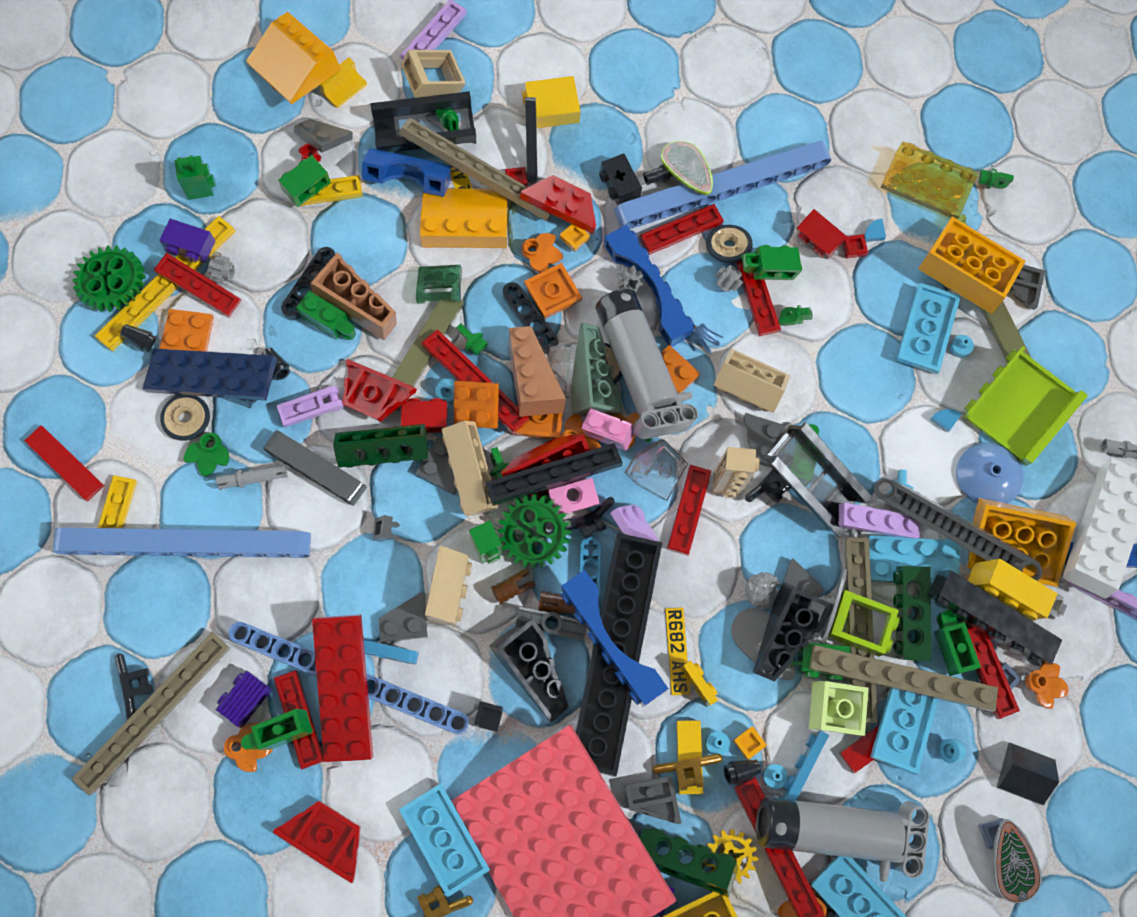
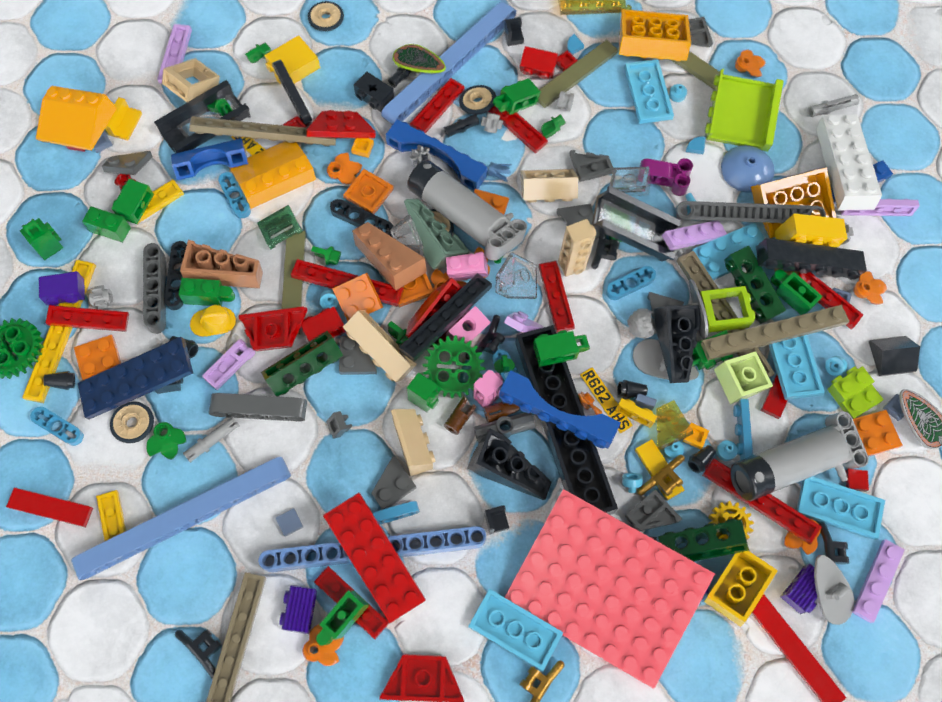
camera: 25 degrees left, 5 degrees down
(105, 377) = (61, 432): none -> dark azure beam
(266, 192) = (106, 224): none -> green brick
(278, 276) = (157, 295): none -> dark grey beam
(282, 604) = (289, 522): none -> sand blue tile
(310, 99) = (102, 143): none -> sand blue tile
(319, 351) = (212, 321): none -> yellow piece
(408, 216) = (234, 188): none -> dark azure beam
(522, 74) = (257, 53): none -> green piece
(555, 573) = (487, 388): none -> bright pink brick
(587, 557) = (504, 364): none -> green piece
(617, 54) = (325, 24): none -> tan wheel
(652, 571) = (559, 347): none -> green brick
(652, 753) = (632, 481): none -> medium azure tile
(654, 642) = (587, 402): none -> orange plate
(694, 265) = (461, 125): none -> black pin
(709, 655) = (630, 389): none -> black cone
(715, 677) = (645, 402): none -> sand blue tile
(729, 717) = (671, 425): none -> clear yellow wing
(795, 543) = (626, 290): none -> dark azure beam
(812, 382) = (590, 165): none -> dark grey wing
(814, 183) = (513, 31): none -> black panel
(826, 293) = (565, 100): none -> light grey wheel
(842, 423) = (631, 180): none -> clear slope
(859, 266) = (576, 72): none -> olive tile
(891, 435) = (670, 174): none -> magenta piece
(899, 887) = (857, 480): none -> red tile
(951, 848) = (877, 433): none -> orange plate
(956, 791) = (855, 392): none -> lime plate
(1067, 352) = (750, 63): none -> orange plate

